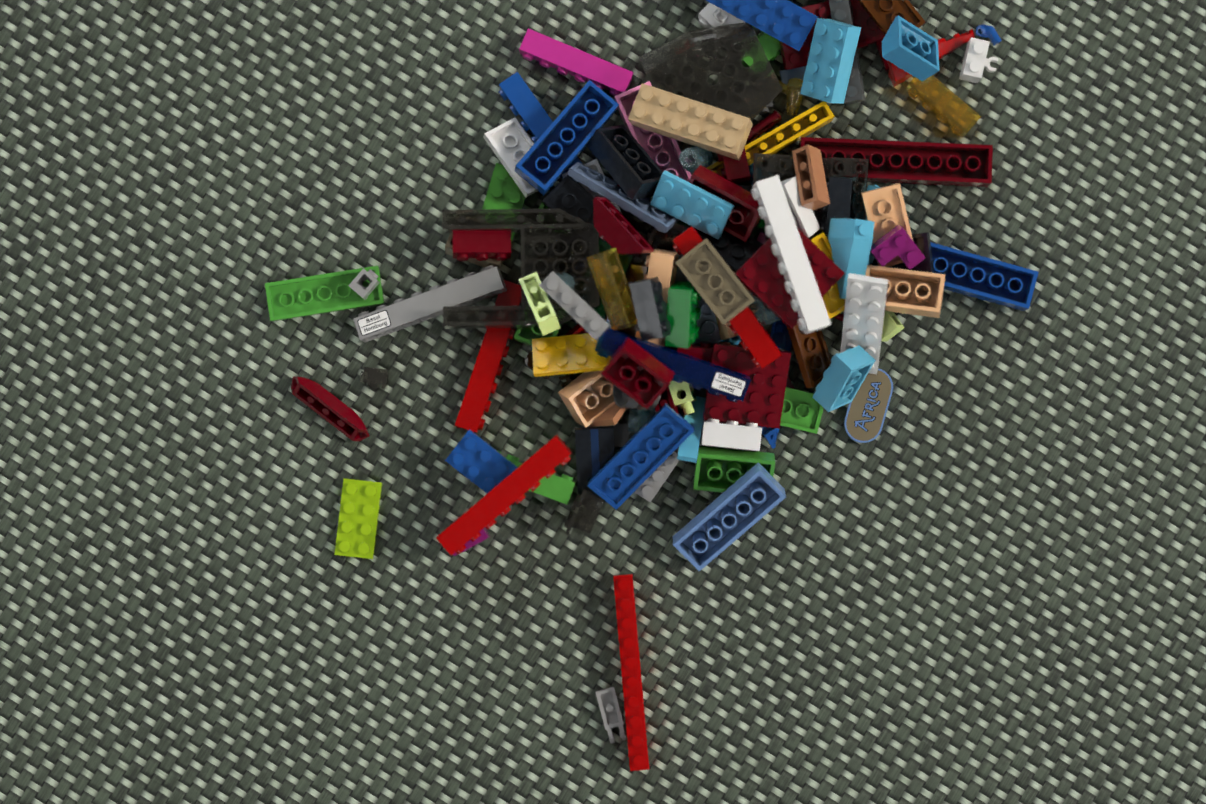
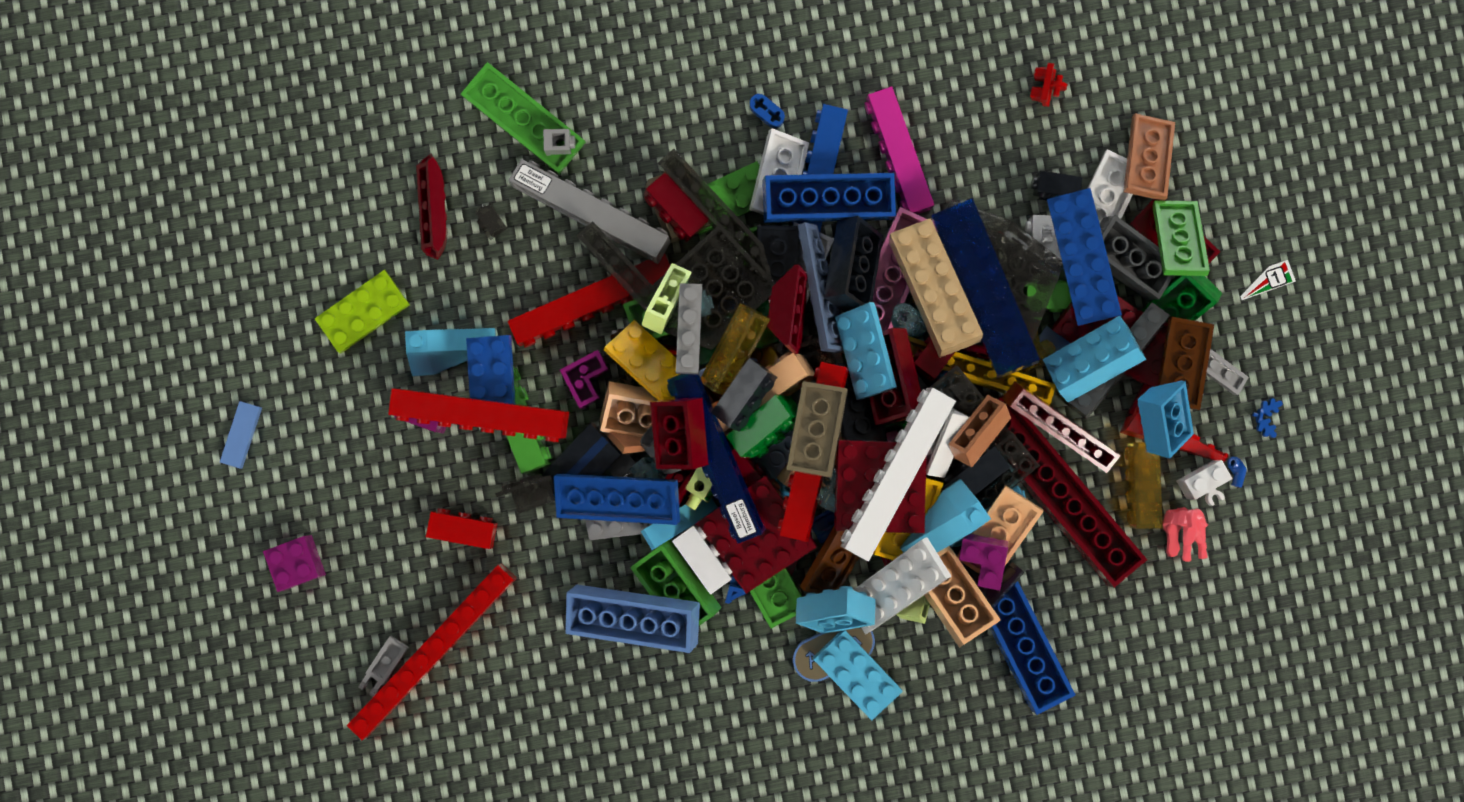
camera: 45 degrees right, 0 degrees up
(368, 674) = (240, 435): none -> medium blue tile
(432, 488) = (438, 350): none -> medium azure wedge
(467, 130) = (770, 107): none -> blue beam
(489, 712) = (294, 563): none -> magenta brick
(535, 410) = (580, 377): none -> magenta brick
(566, 580) = (461, 528): none -> red brick
(720, 88) = (986, 288): none -> clear blue brick
(855, 122) = (1060, 426): none -> brick
(898, 403) = (857, 674): none -> medium azure plate
(997, 94) = (1193, 530): none -> coral piece

